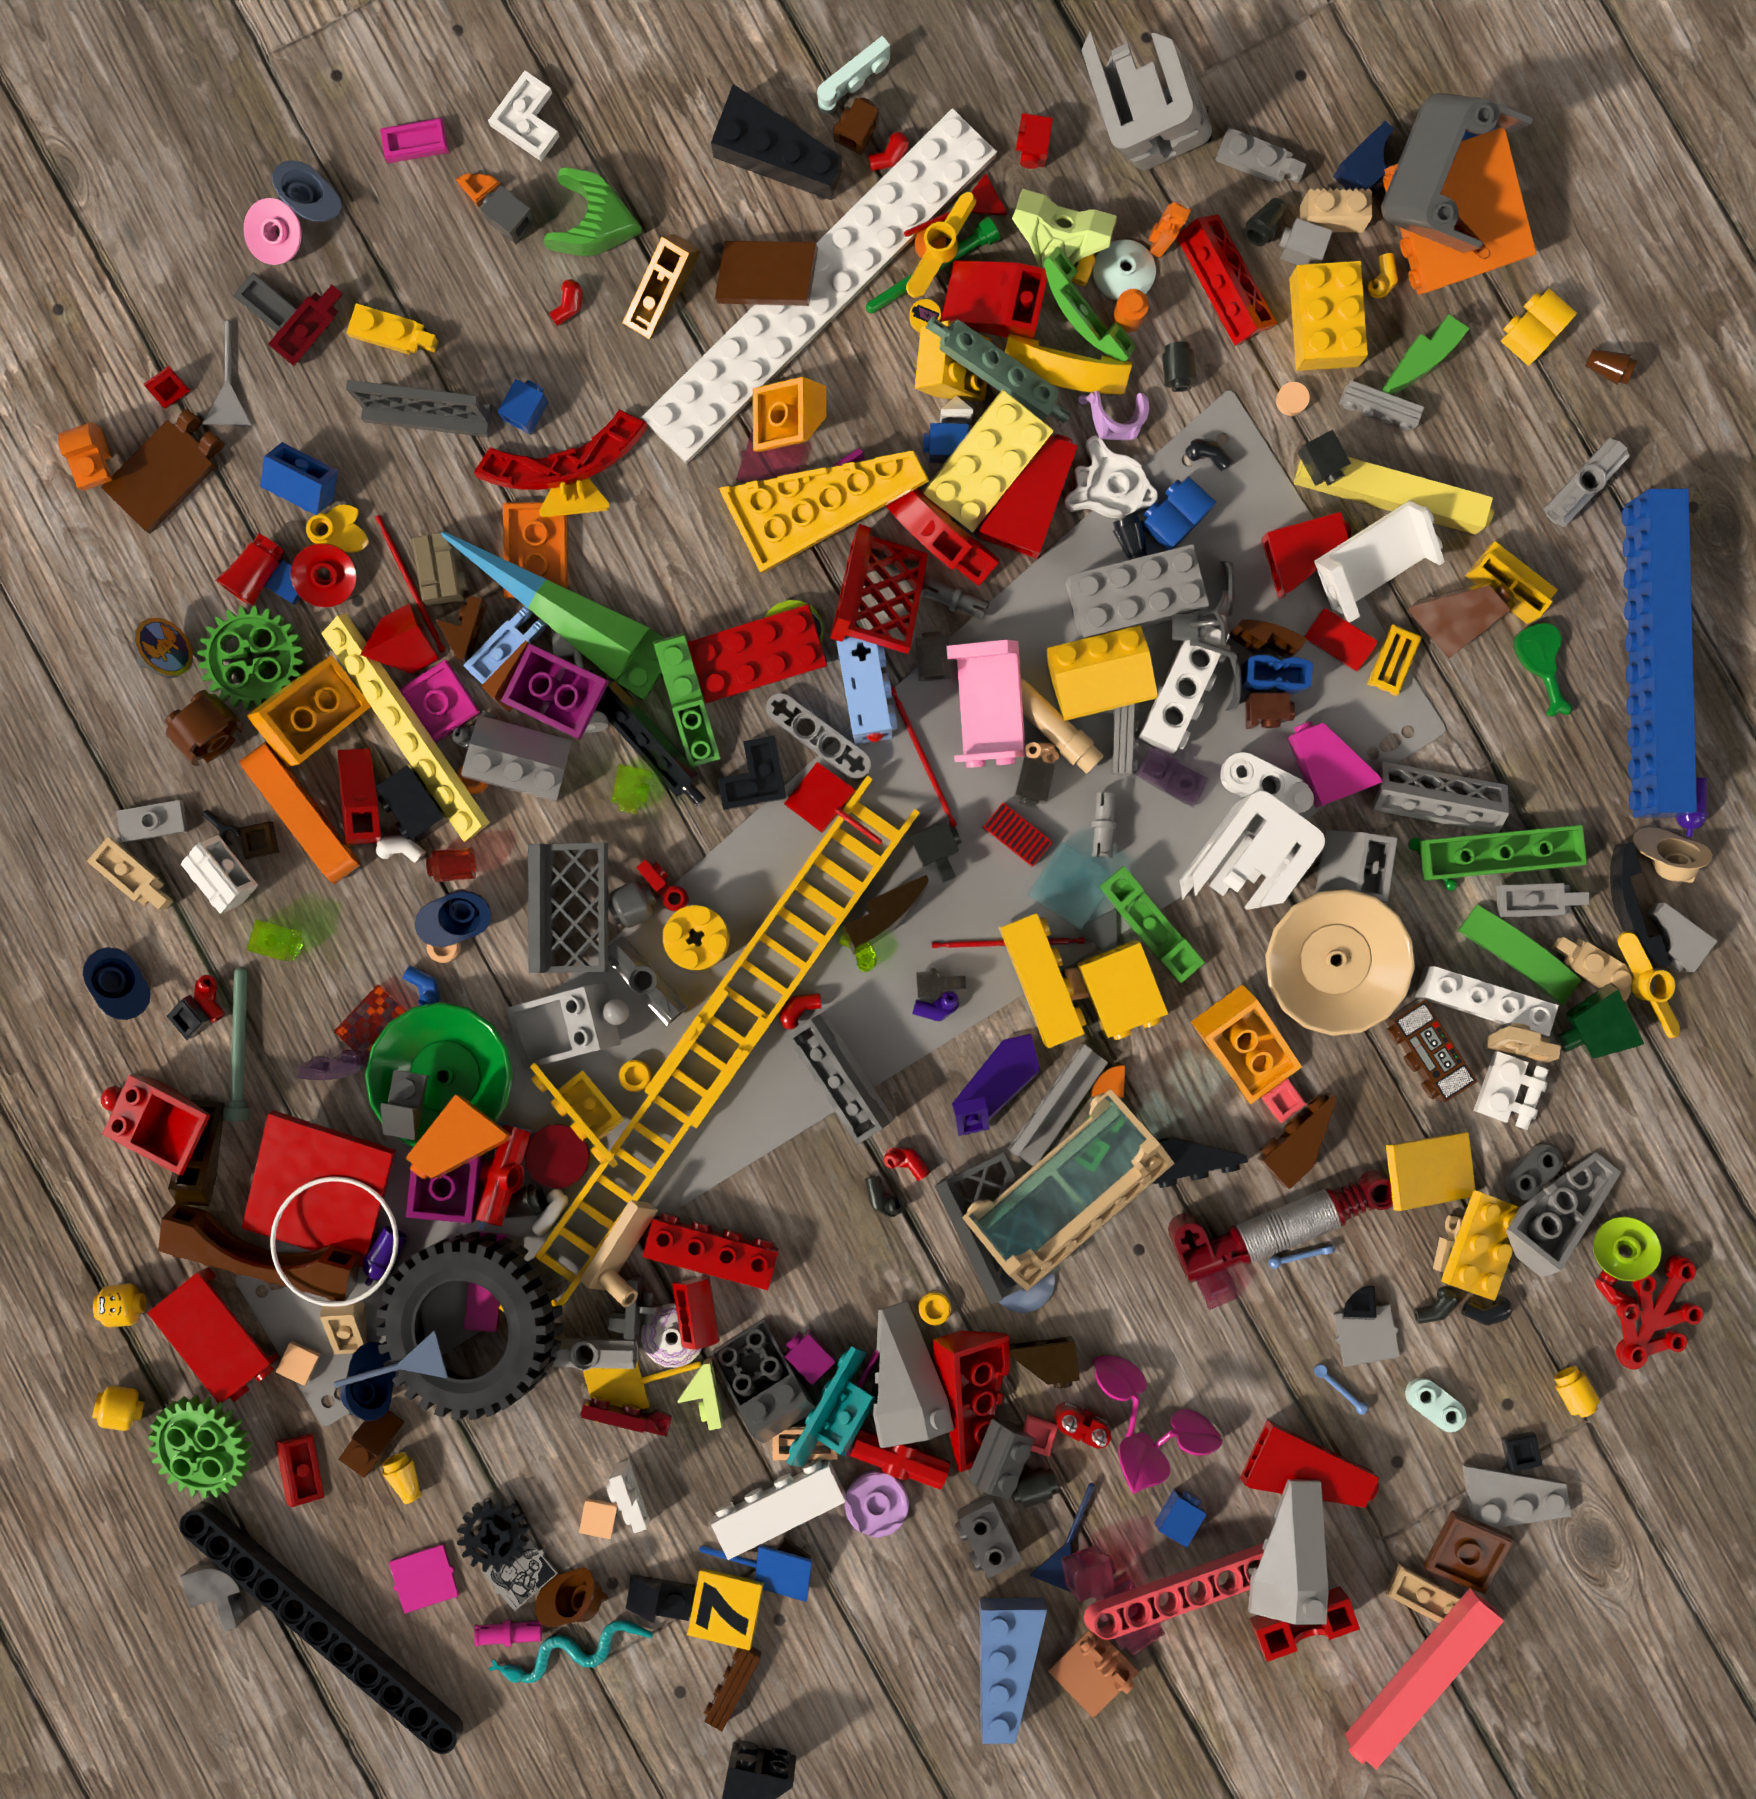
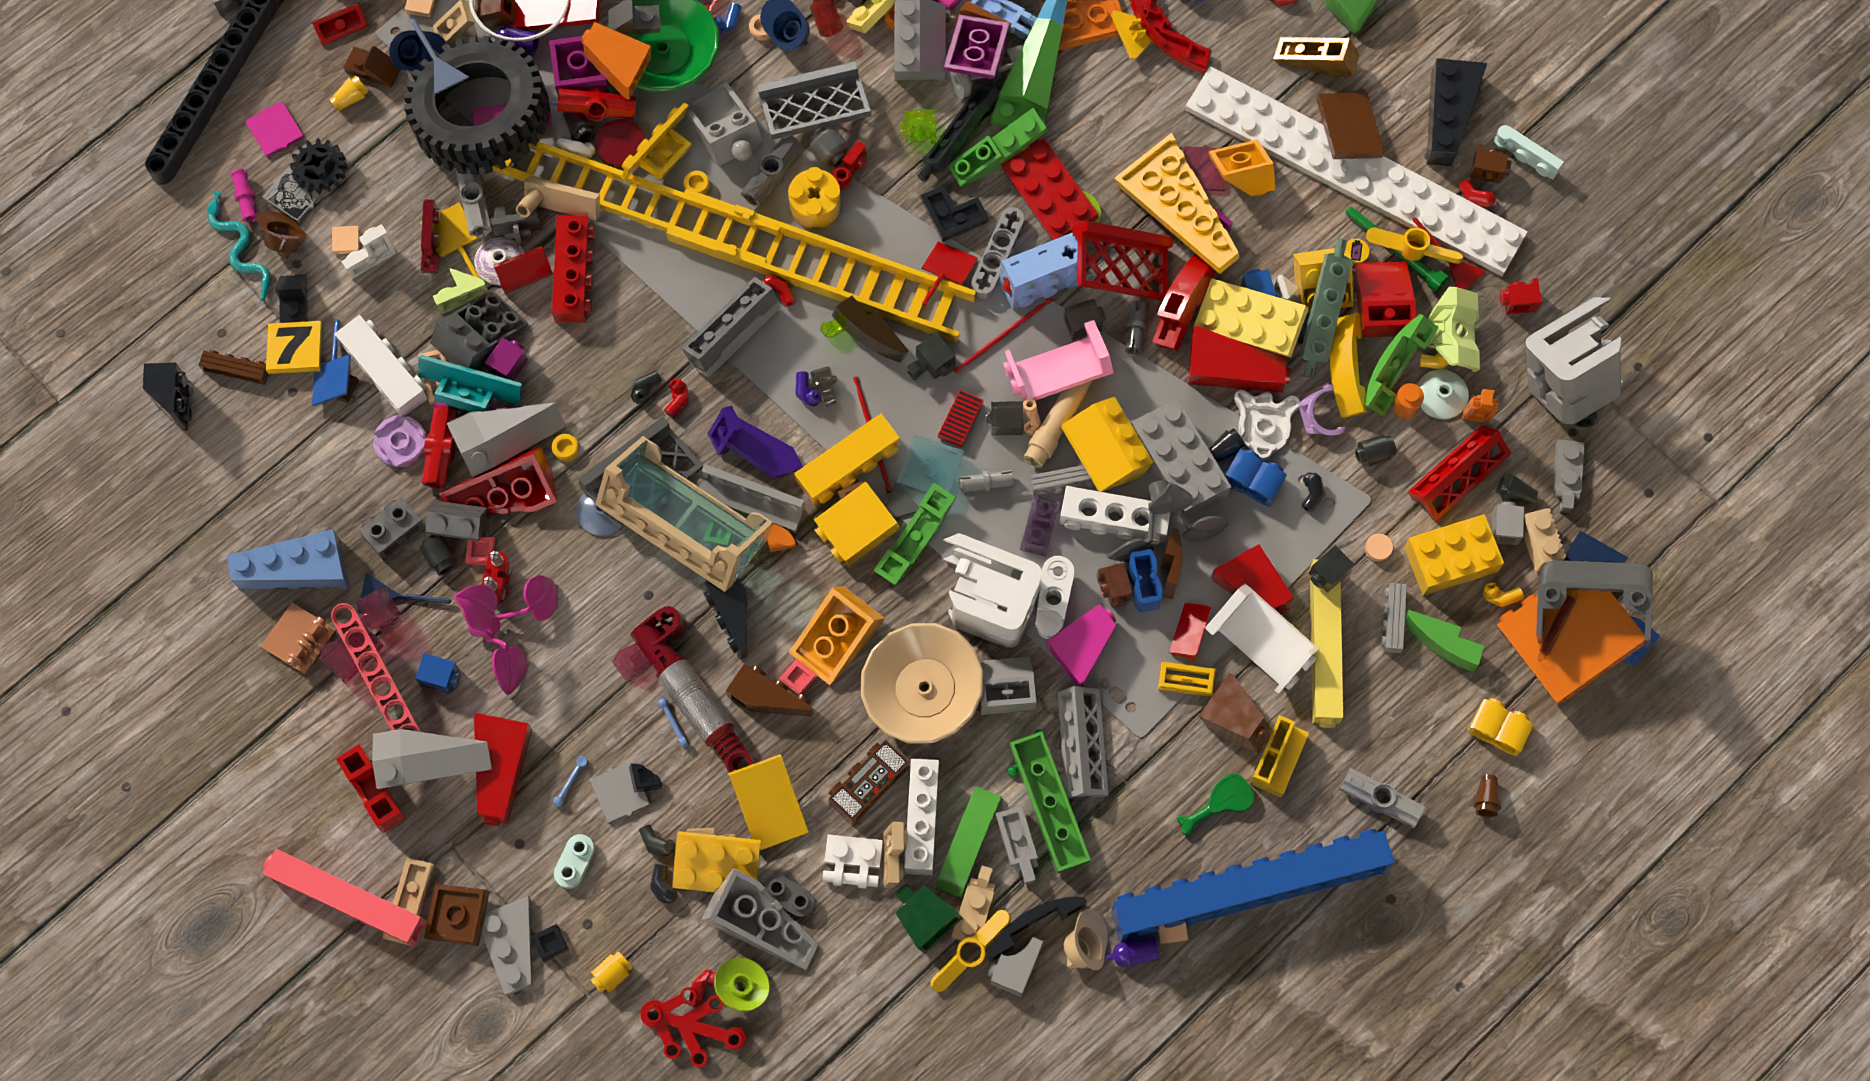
camera: 80 degrees right, 15 degrees down
(1049, 1359) = (542, 541): dark brown slope -> none

